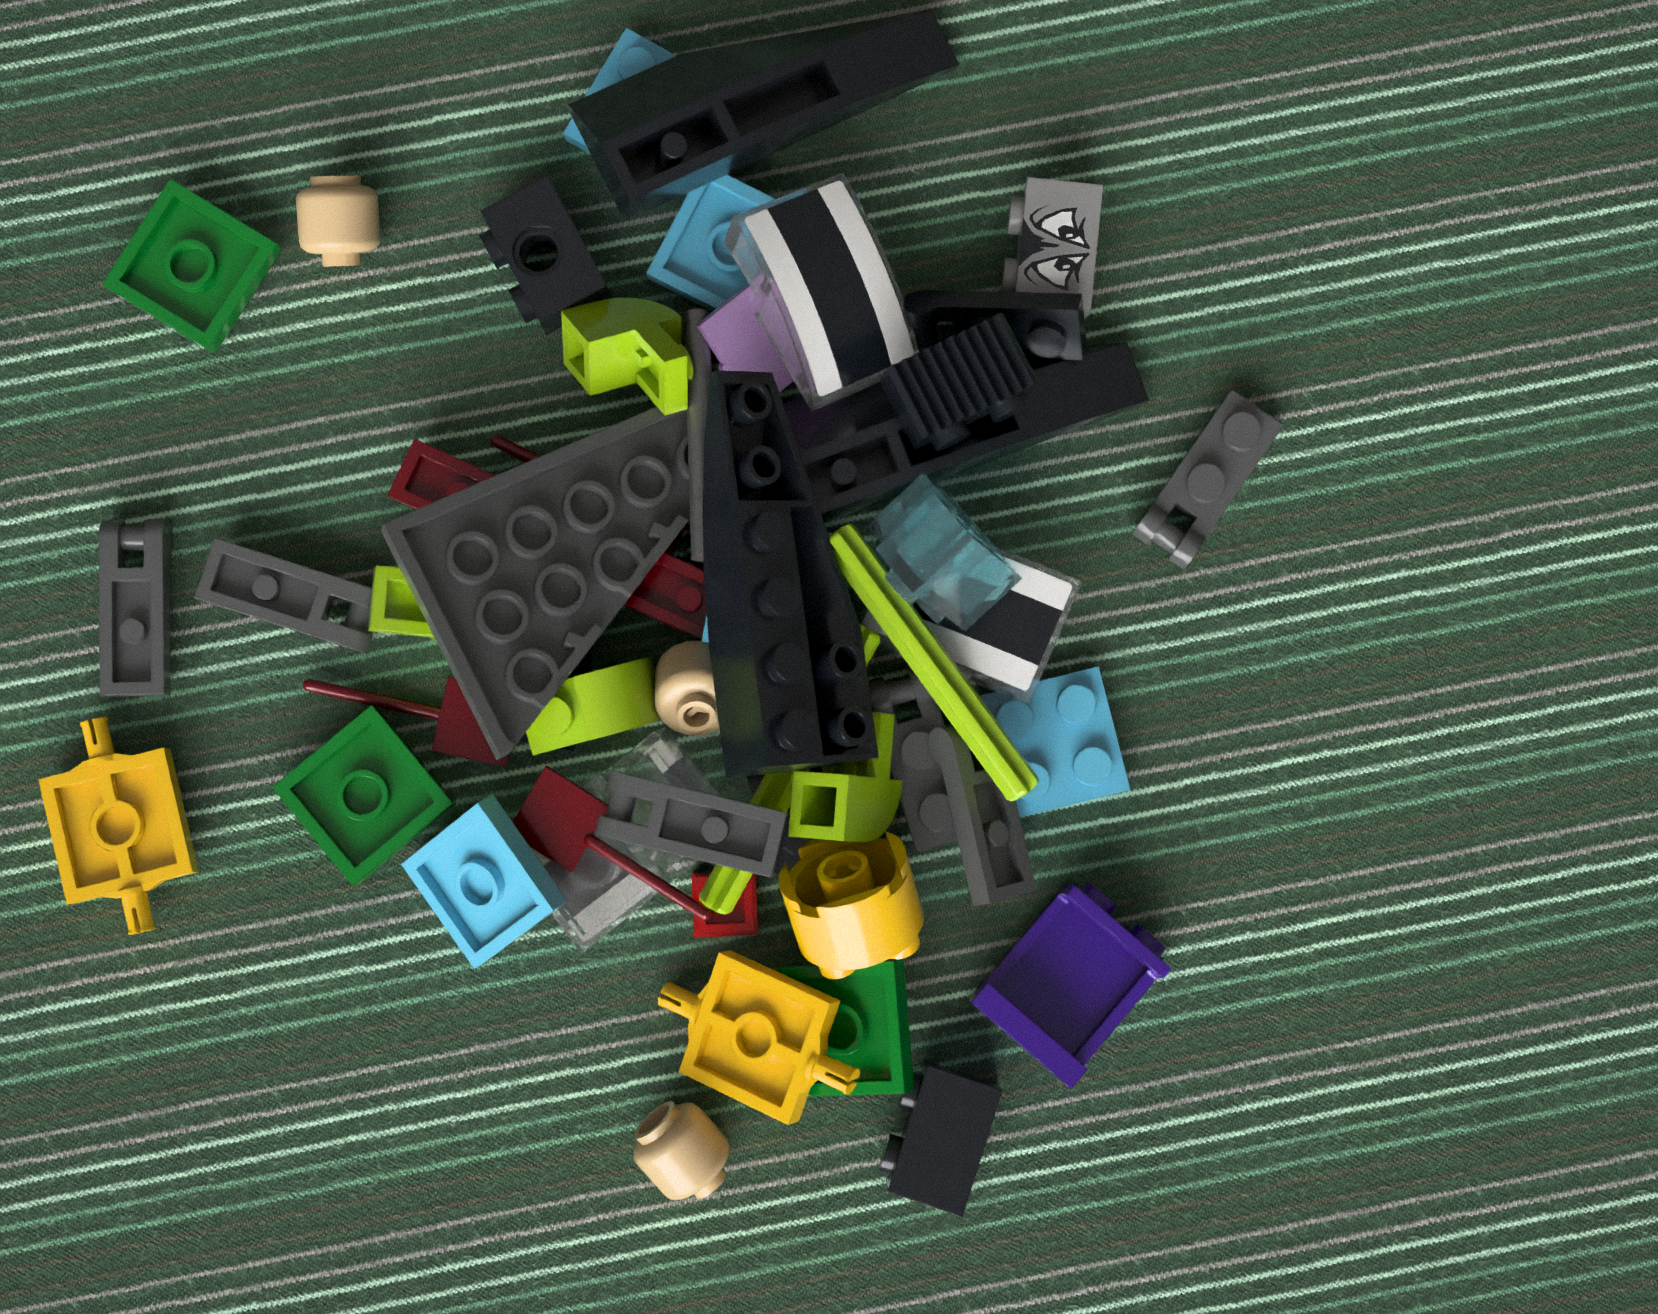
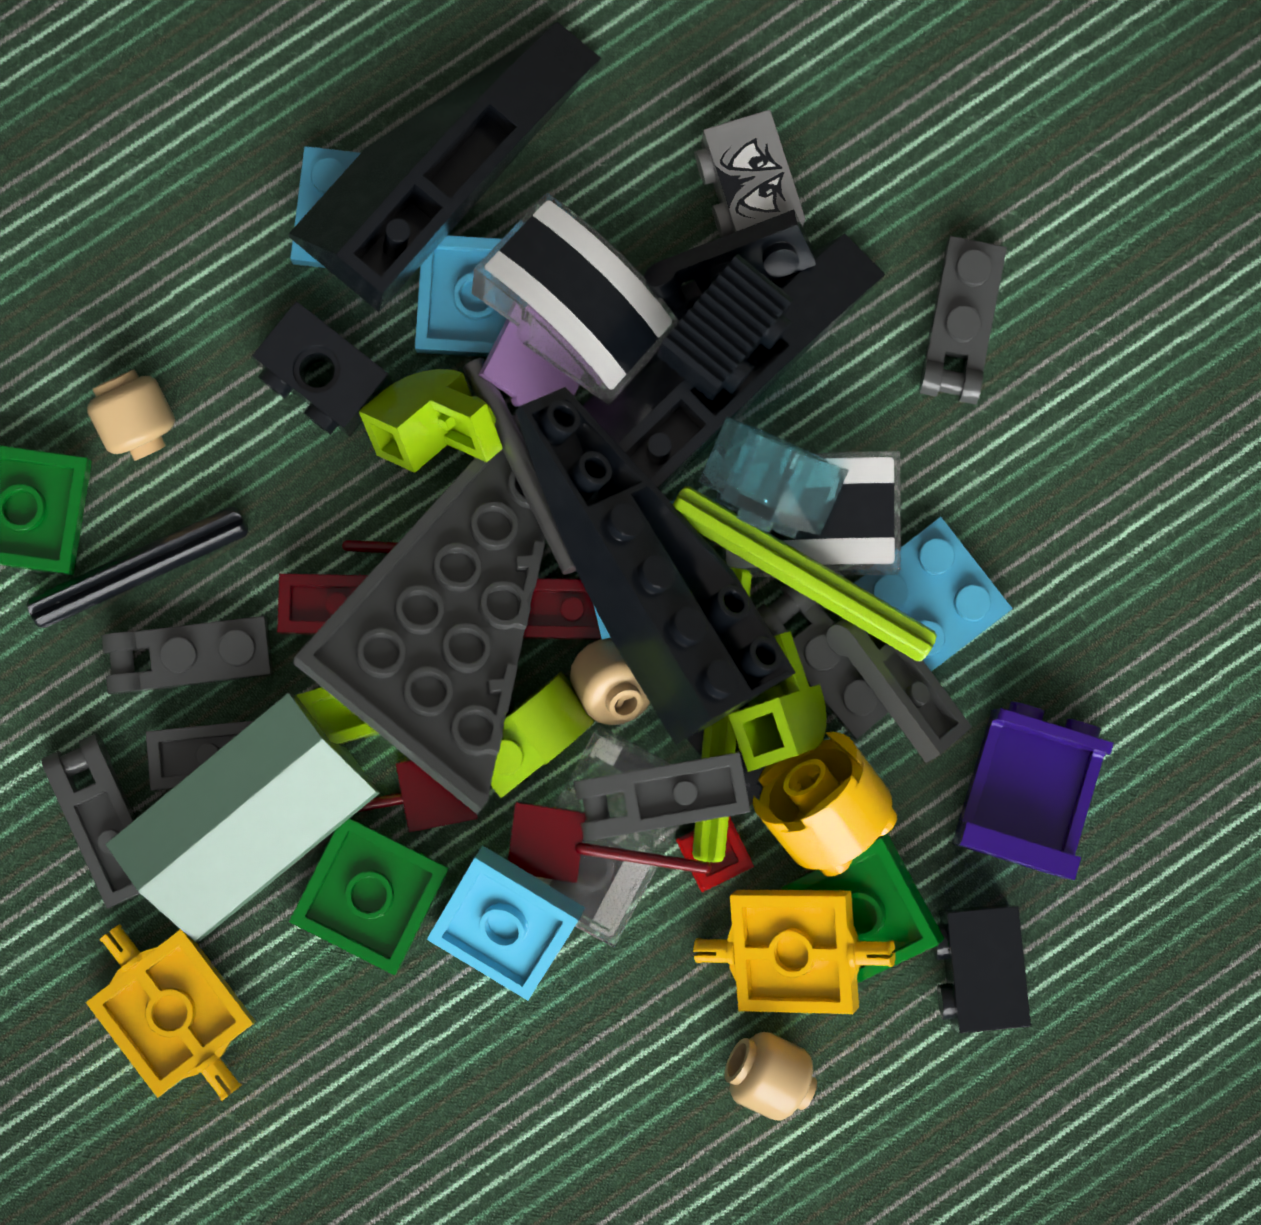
camera: 30 degrees left, 0 degrees up
(269, 664) = (241, 819): none -> slope
(280, 373) = (137, 567): none -> black axle
(293, 481) = (190, 655): none -> dark grey plate

